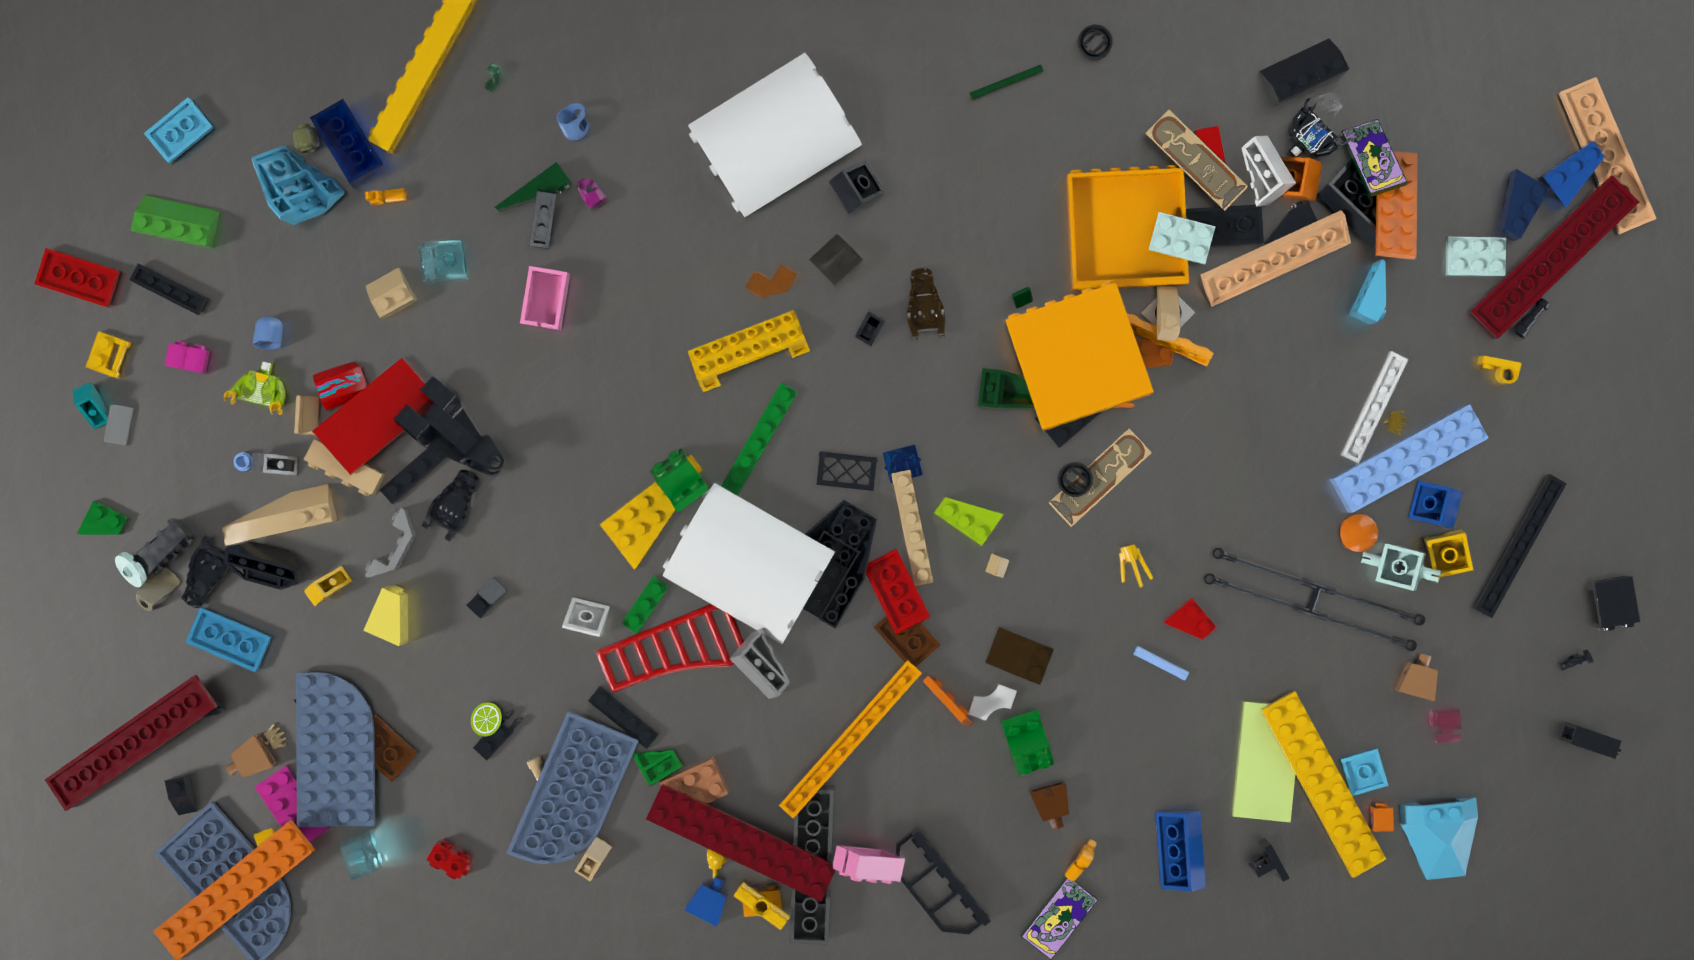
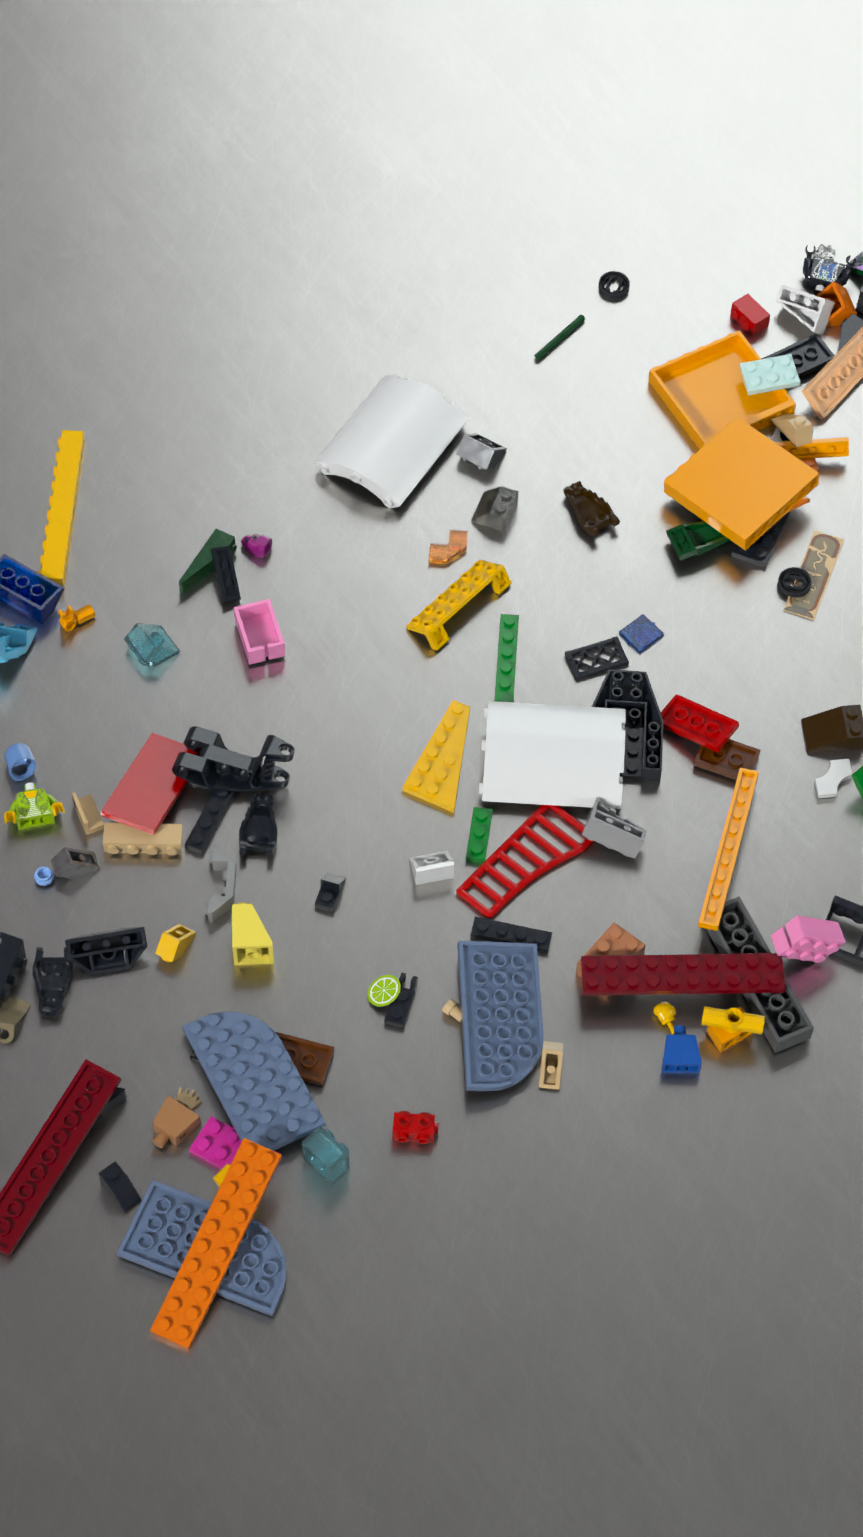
camera: 25 degrees left, 30 degrees down
(228, 639) = (101, 1029): dark azure plate -> none
(289, 513) = (106, 903): tan wedge -> none
(339, 385) = (104, 776): red slope -> none
(390, 294) = (119, 688): tan slope -> none
(494, 78) = (128, 498): clear green arm -> none
(573, 130) = (214, 503): medium blue helmet -> none
(657, 765) = (564, 958): green wing -> none
(679, 479) = (455, 714): green bracket -> none
(870, 327) = (553, 540): black slope -> none
(912, 527) = (677, 672): tan plate -> none
(948, 700) = (803, 789): orange wing -> none
(969, 519) = (722, 644): lime wedge -> none
(997, 565) = (770, 672): tan slope -> none
(1022, 297) = (664, 469): dark green slope -> none
(1196, 160) = (746, 321): sticker -> none
(1304, 71) = (791, 239): black slope -> none

